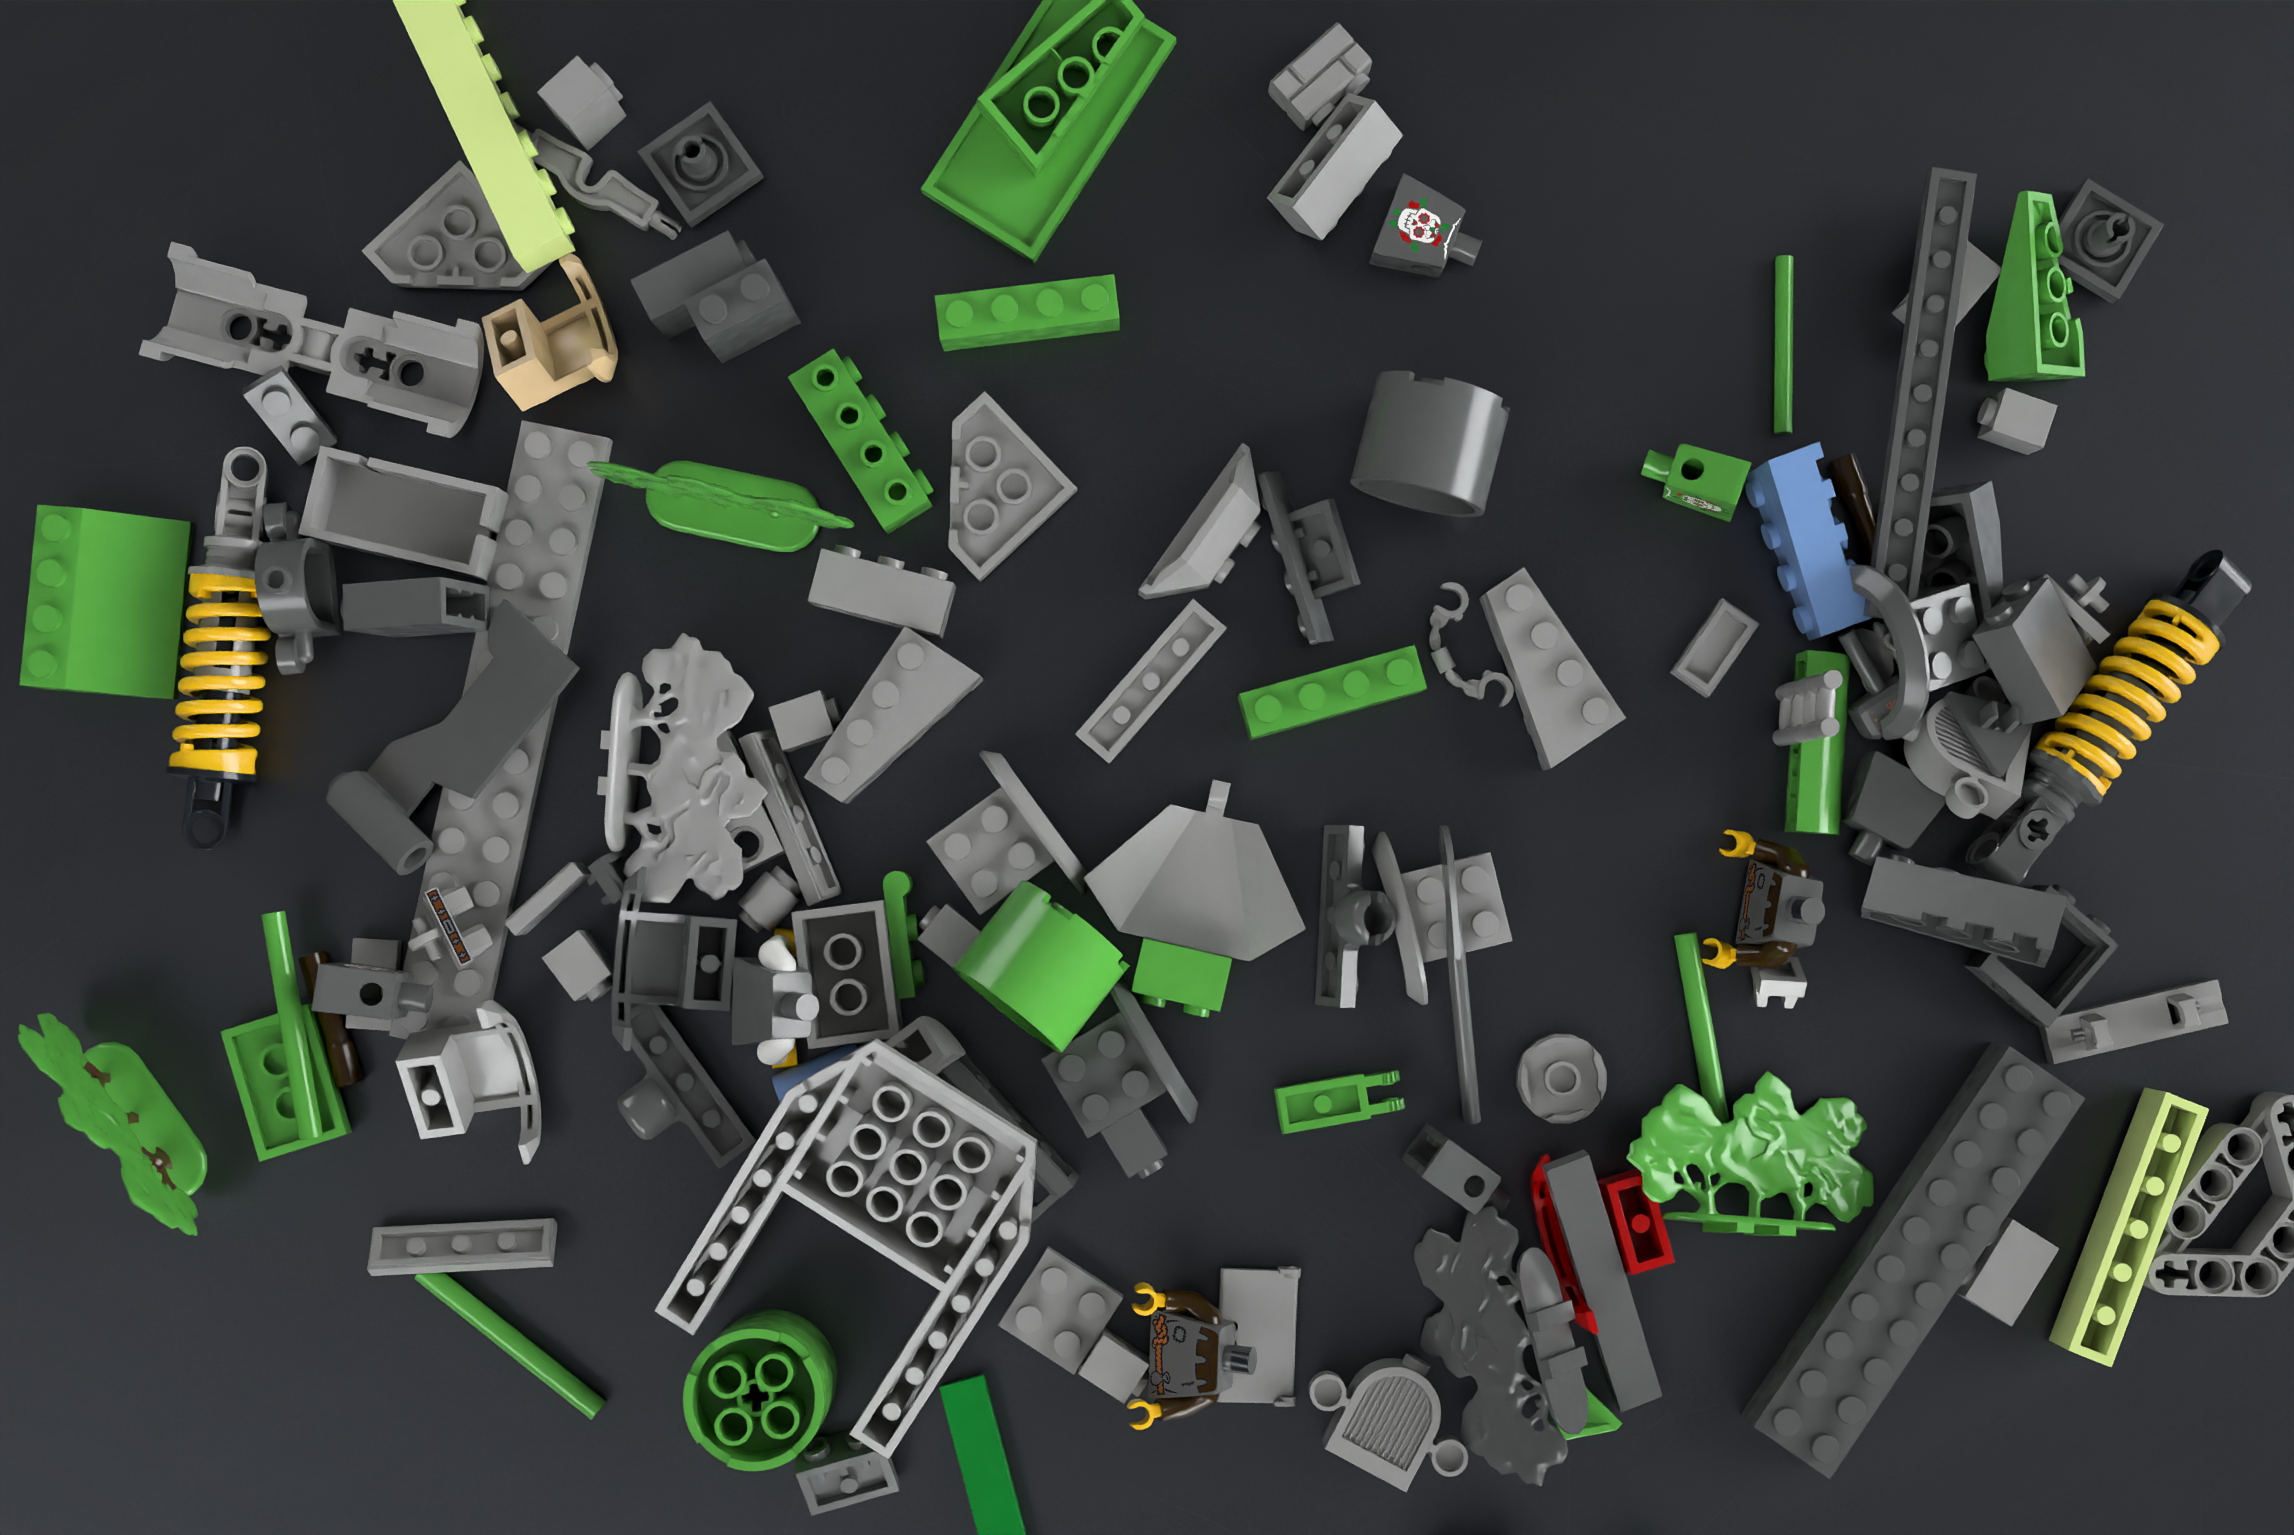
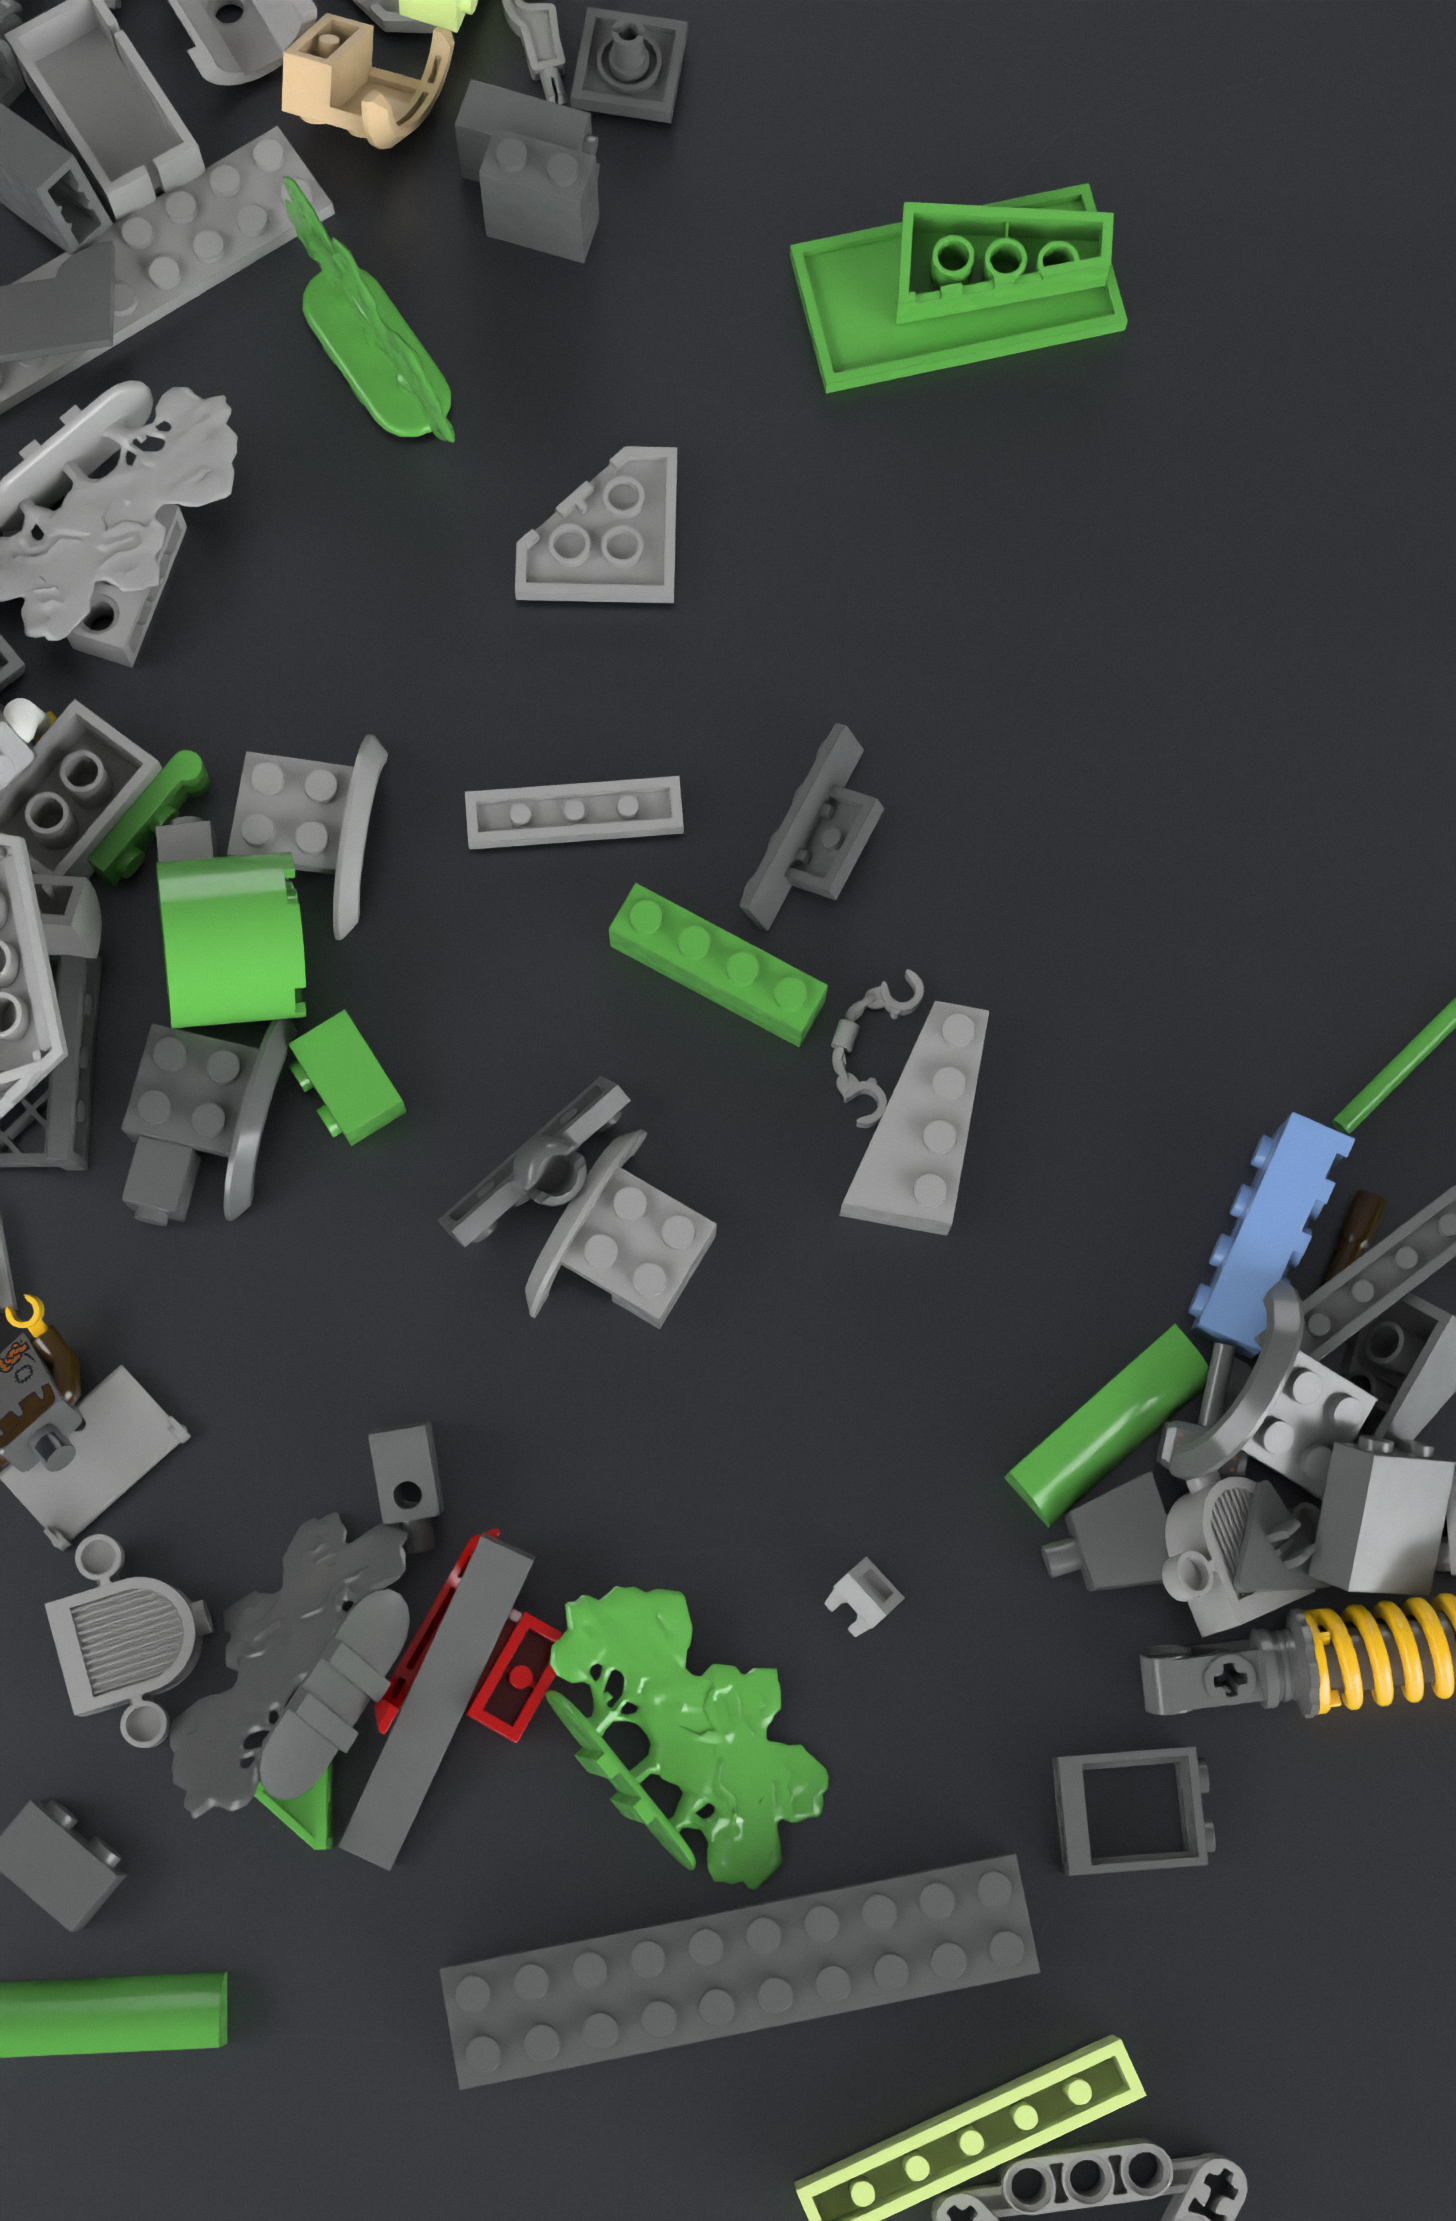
camera: 45 degrees right, 10 degrees down
(769, 900) = (71, 679): light grey brick -> none
(791, 816) = (159, 634): light grey tile -> none
(805, 720) = (253, 569): light grey brick -> none
(861, 441) = (533, 394): bright green brick -> none
(882, 591) = (425, 527): light grey brick -> none
(895, 708) = (325, 629): light grey wedge -> none
(1027, 312) = (777, 419): bright green brick -> none
(1198, 883) = (440, 1012): light grey panel -> none
(1210, 534) = (747, 738): light grey wedge -> none
(1321, 78) = (1219, 461): light grey brick -> none
(1333, 1101) = (366, 1315): bright green hinge -> none
(1335, 166) = (1158, 540): light grey brick -> none
(1422, 232) = (1180, 662): dark grey torso -> none
(1430, 444) = (1008, 828): dark grey brick -> none
(1459, 986) = (570, 1312): dark grey piece -> none
(1561, 1078) = (586, 1496): light grey tile -> none
(1701, 1024) = (757, 1572): bright green piece -> none
(1714, 648) = (1096, 1254): light grey tile -> none
(1717, 484) = (1223, 1091): bright green torso -> none
(1777, 906) = (925, 1525): torso -> none
(1807, 708) = (1119, 1356): light grey bar -> none
(1964, 909) = (1094, 1688): dark grey wedge -> none
(2007, 1271) = (815, 2065): light grey brick -> none
(2133, 1021) = (1159, 1961): light grey hinge -> none

